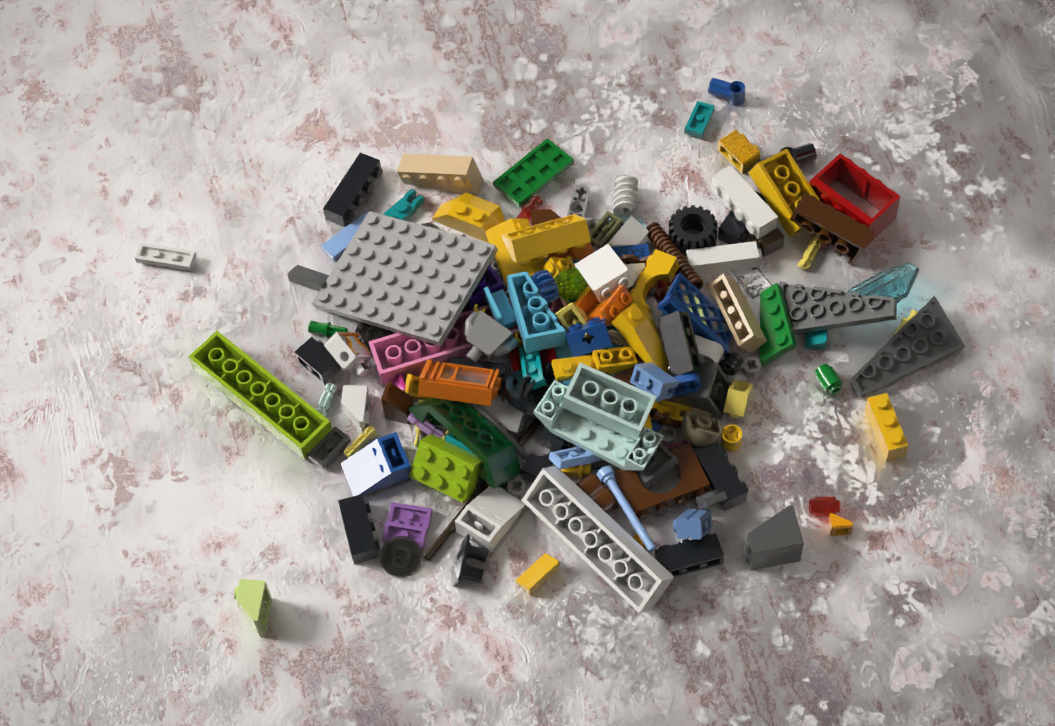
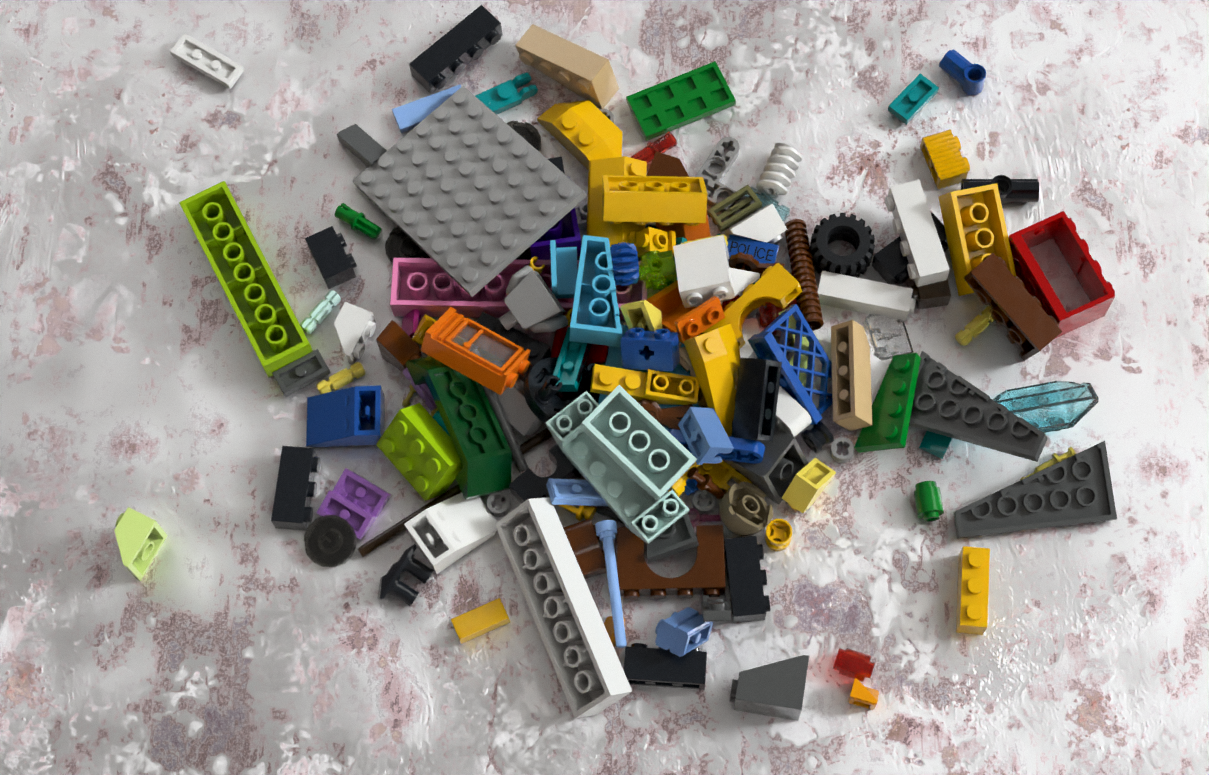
camera: 20 degrees right, 10 degrees up
(349, 351) = (369, 261): white torso -> none

